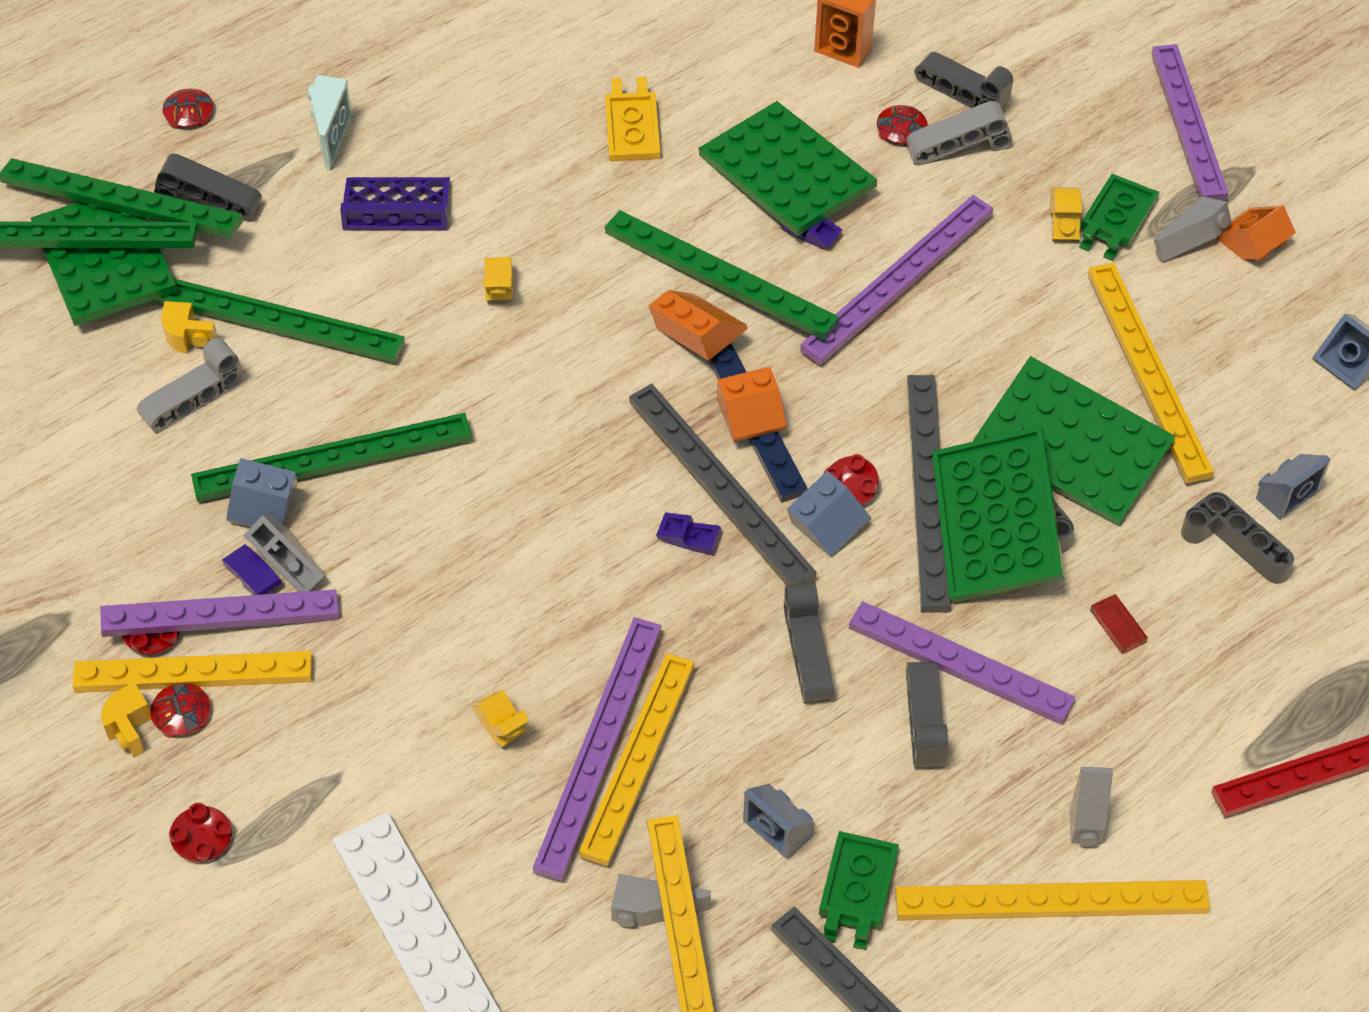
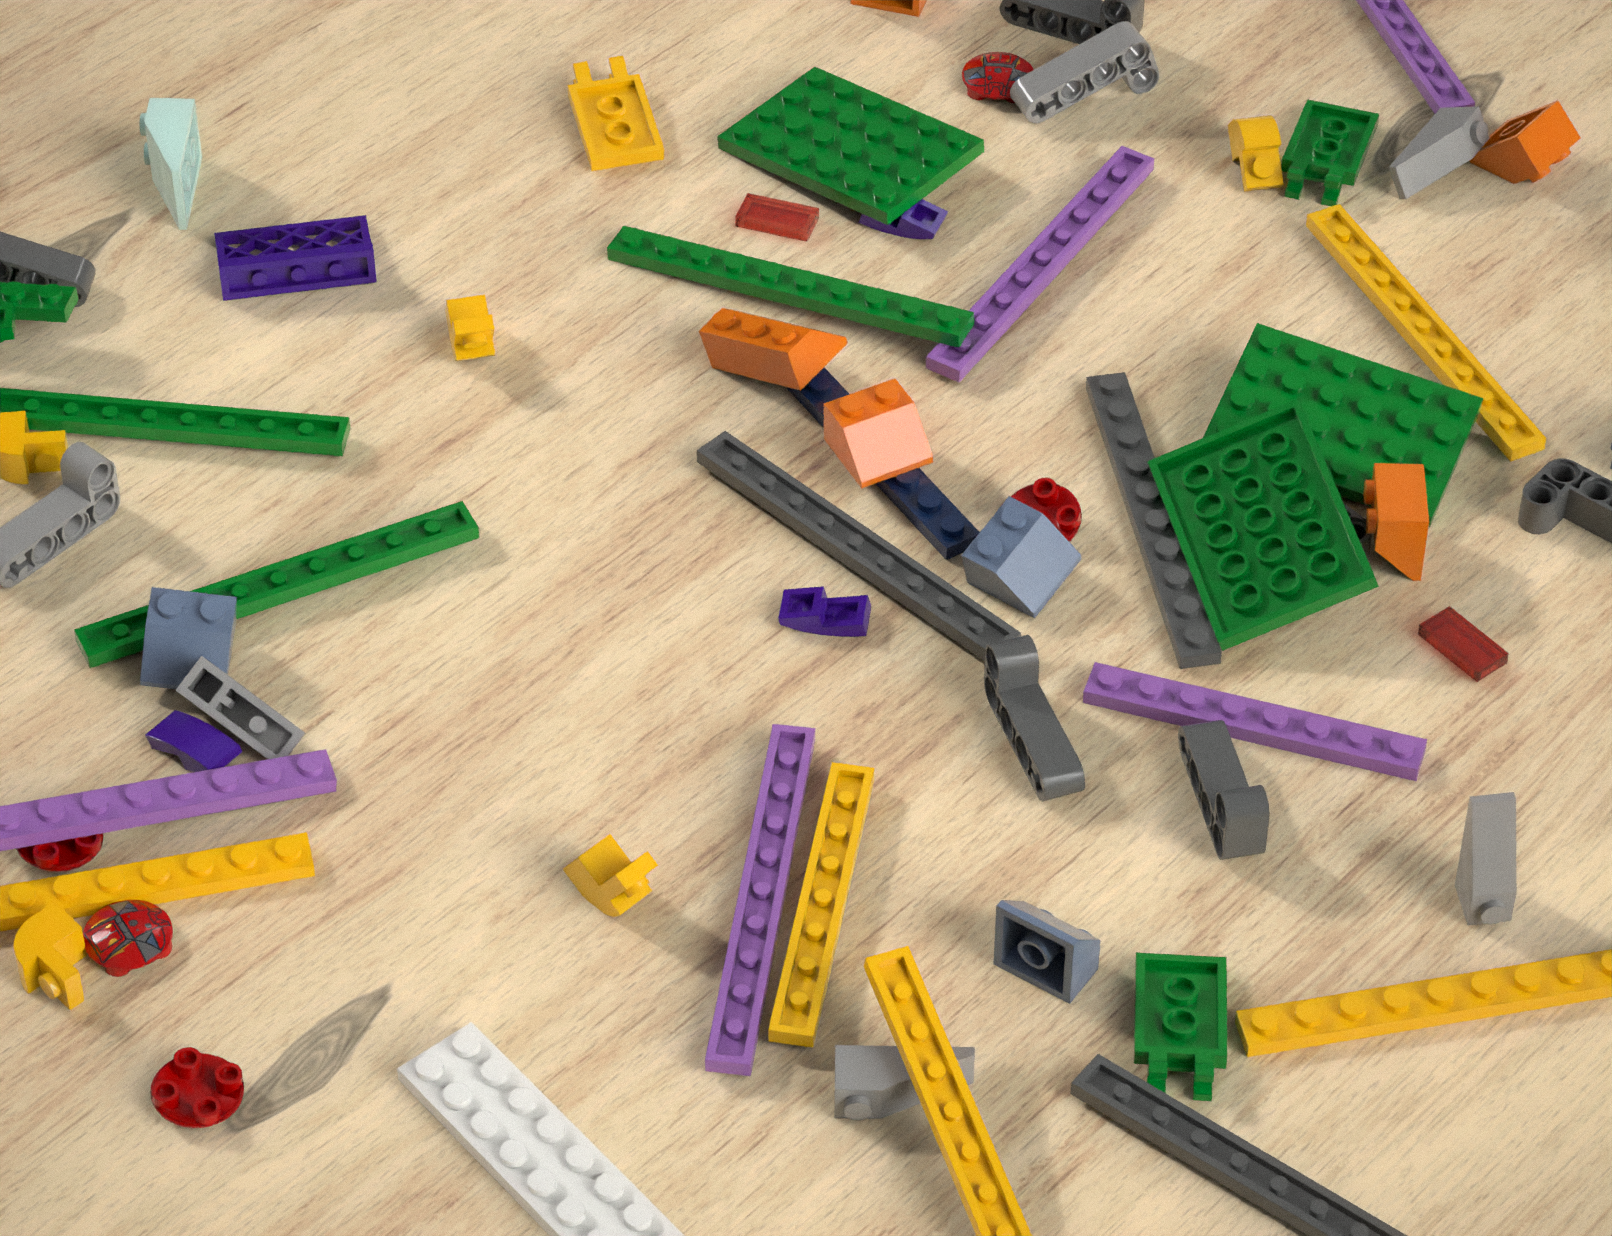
camera: 10 degrees left, 10 degrees down
(725, 216) = (777, 217): none -> clear red tile
(1093, 522) = (1398, 515): none -> orange slope

